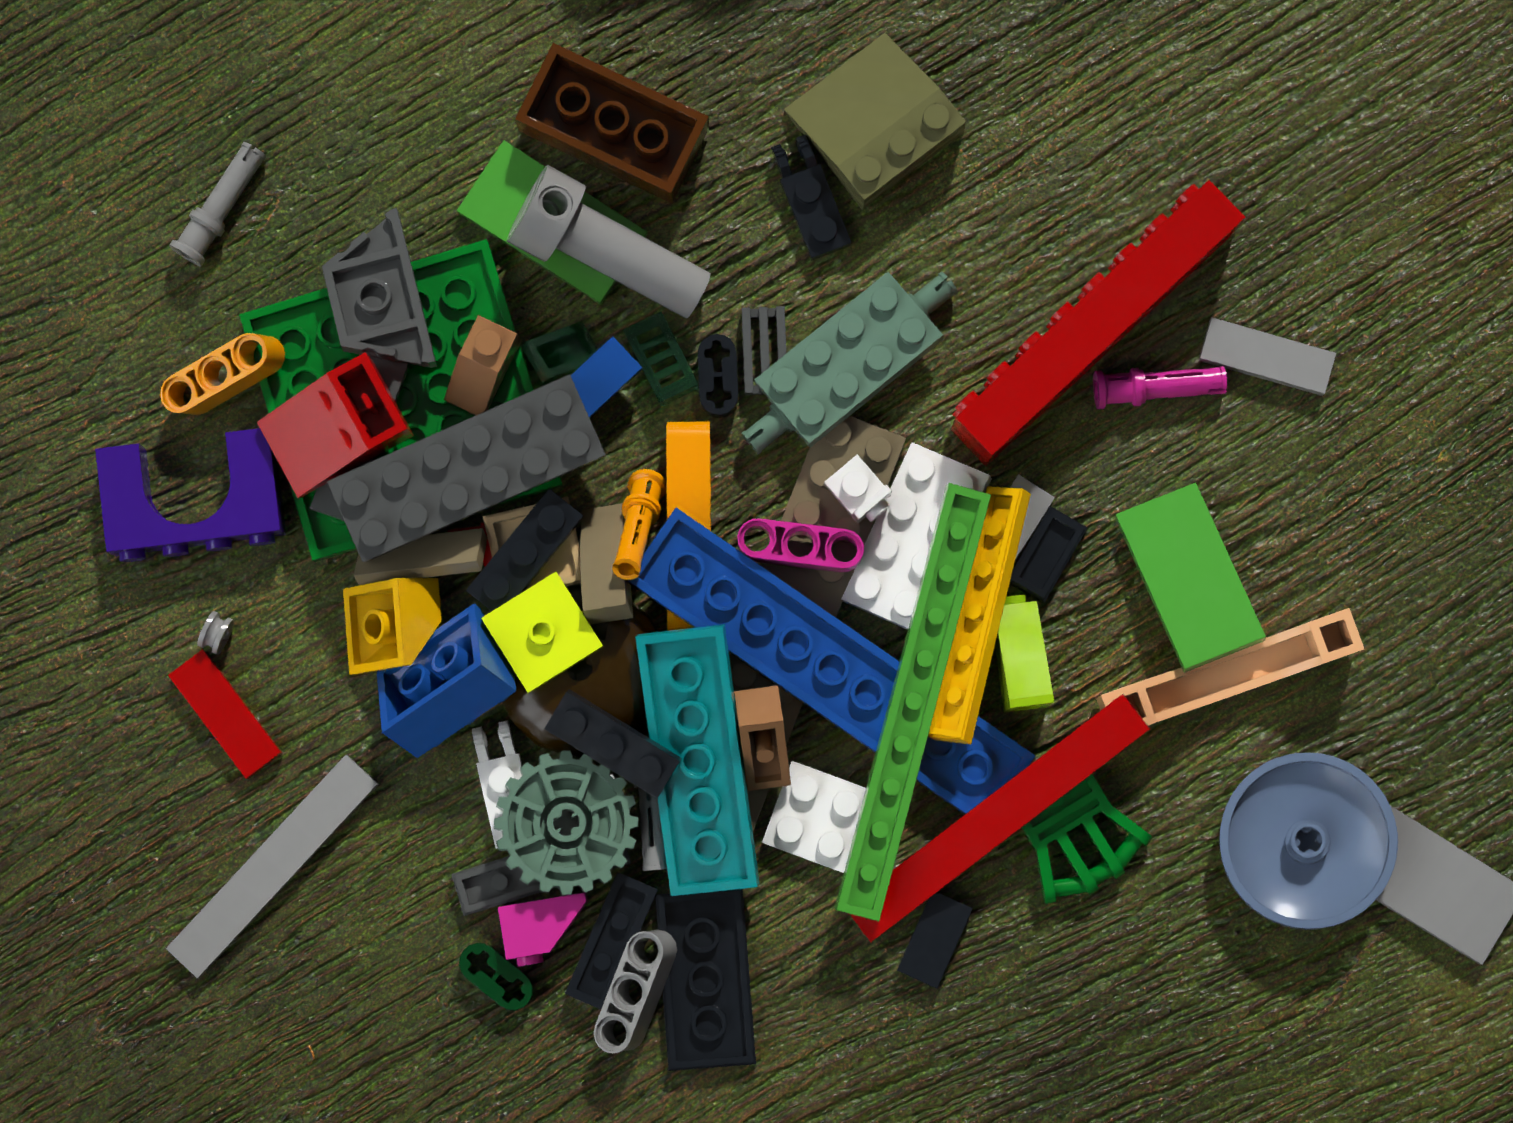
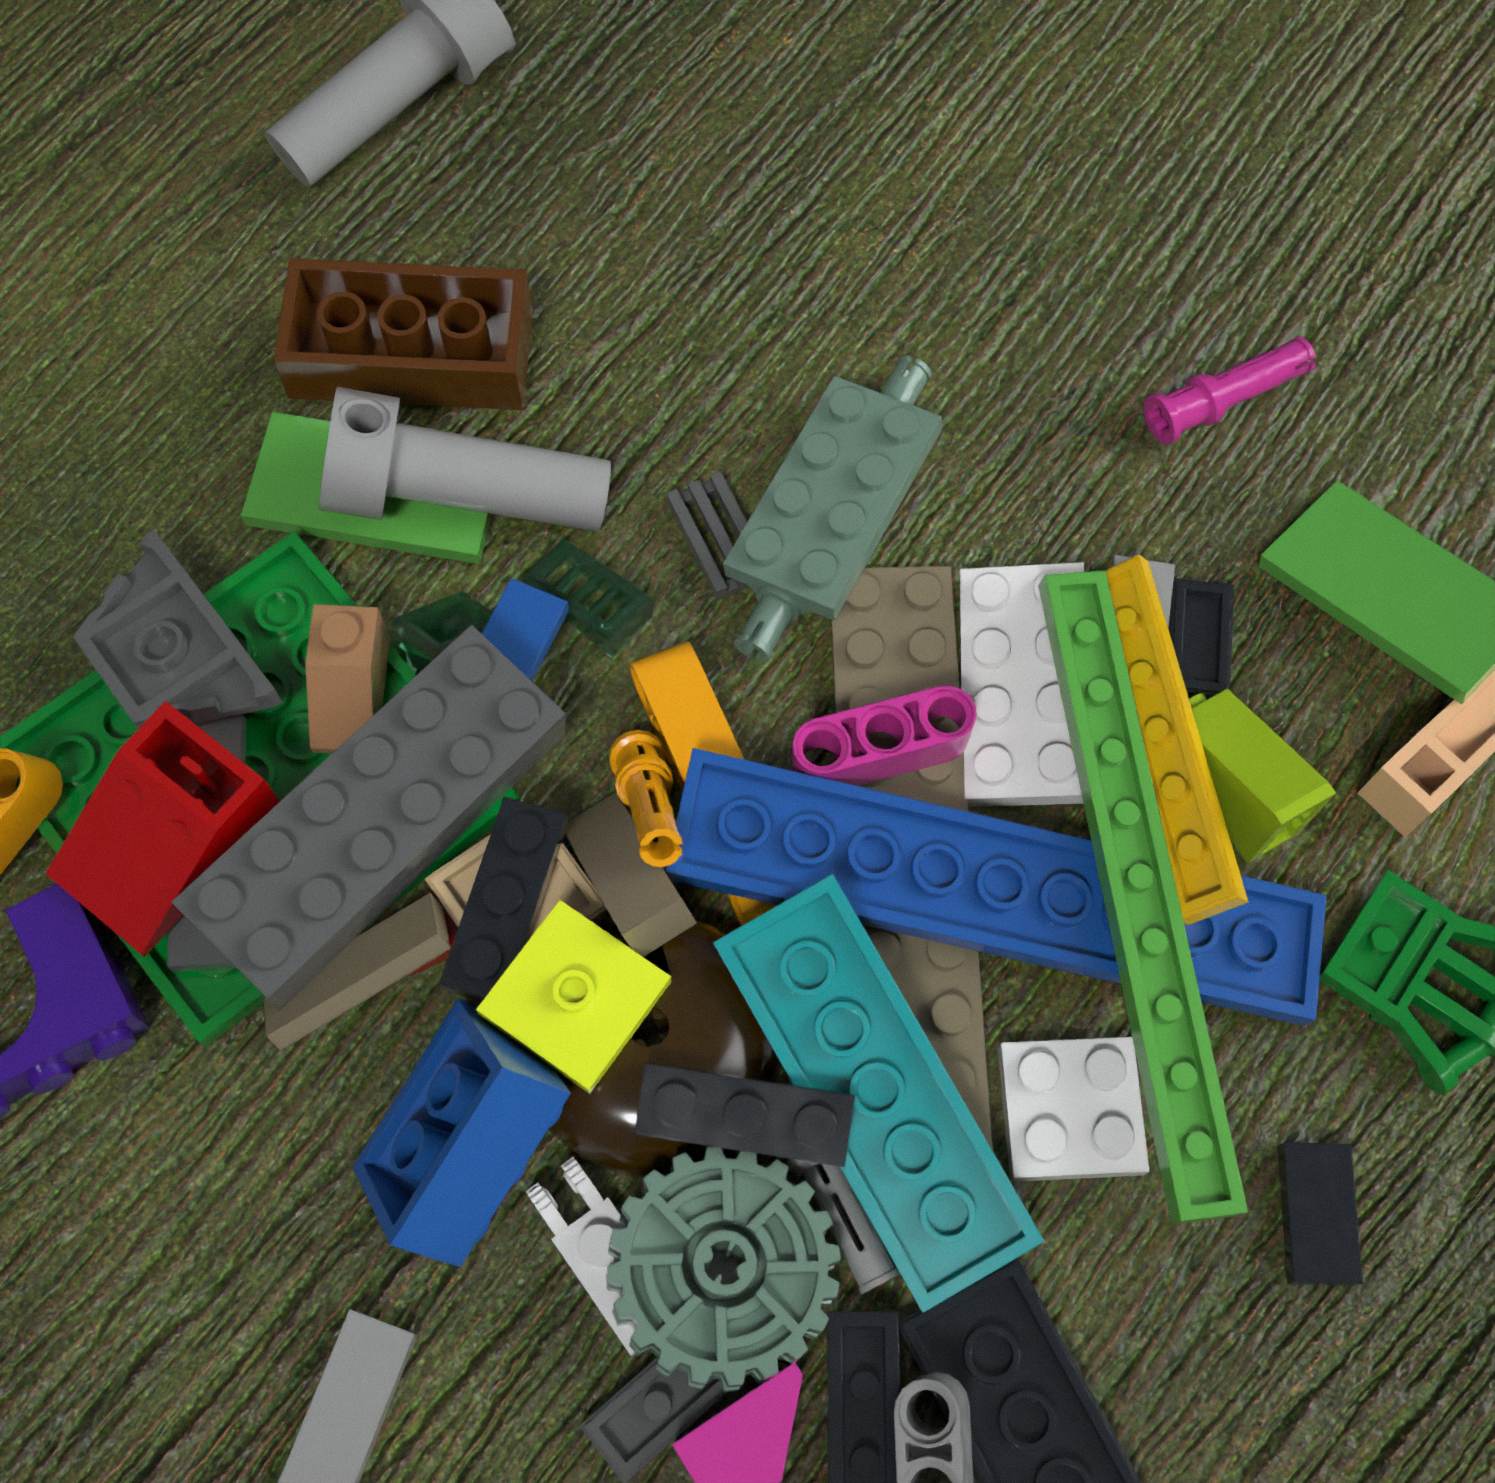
camera: 25 degrees left, 15 degrees down
(215, 632) = (87, 1208): light grey bush -> none
(225, 714) = (143, 1327): red tile -> none
(389, 622) = (343, 1082): yellow slope -> none
(728, 375) = (683, 581): black beam -> none
(762, 738) = (956, 1017): medium nougat slope -> none
(811, 202) = (697, 343): black hinge -> none
(859, 490) = (926, 644): white bracket -> none
(876, 120) = (740, 226): olive slope -> none
(1006, 811) = (1338, 981): red tile -> none
(1101, 318) = (1117, 337): red brick -> none
(1267, 356) = (1339, 311): light grey tile -> none

